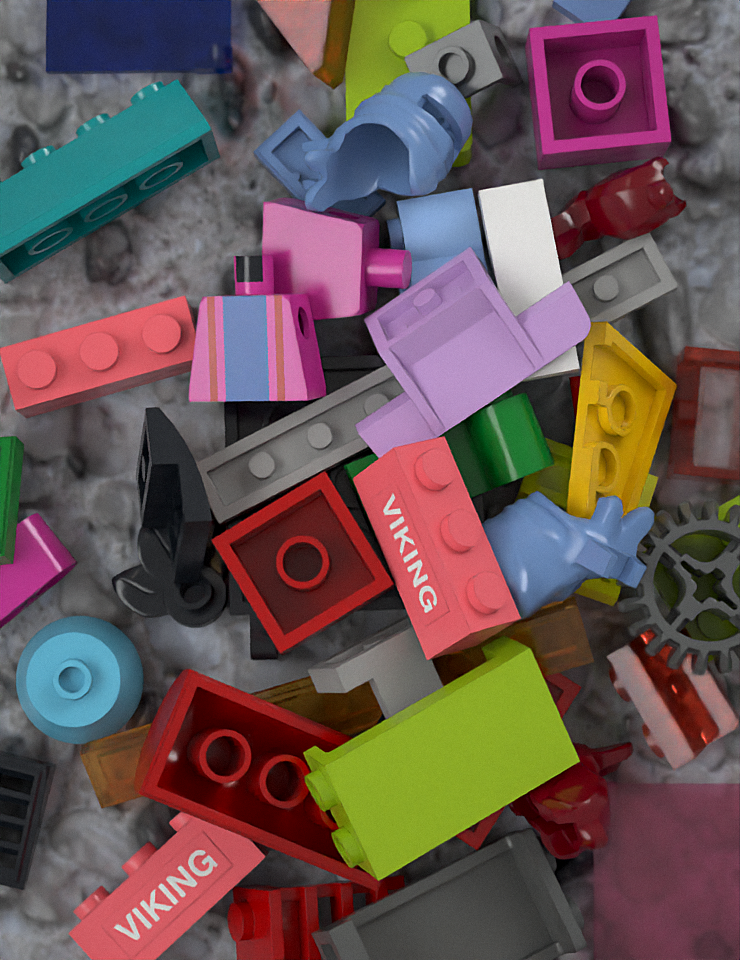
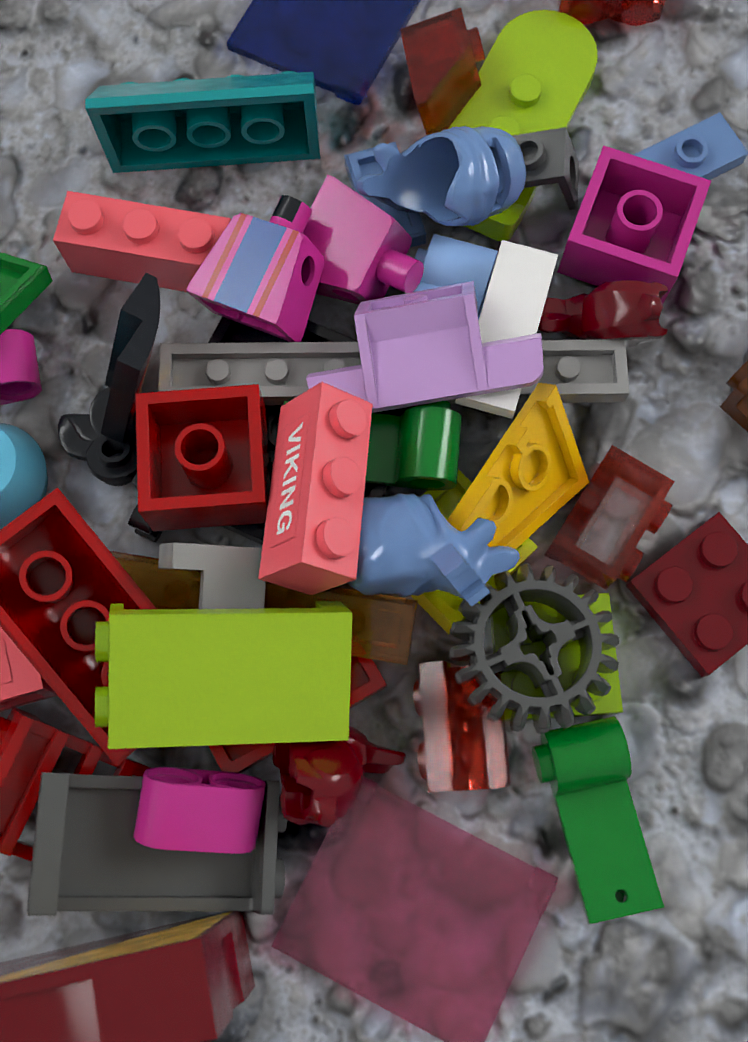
camera: 25 degrees right, 10 degrees down
(474, 890) = (199, 810): none -> dark pink beam

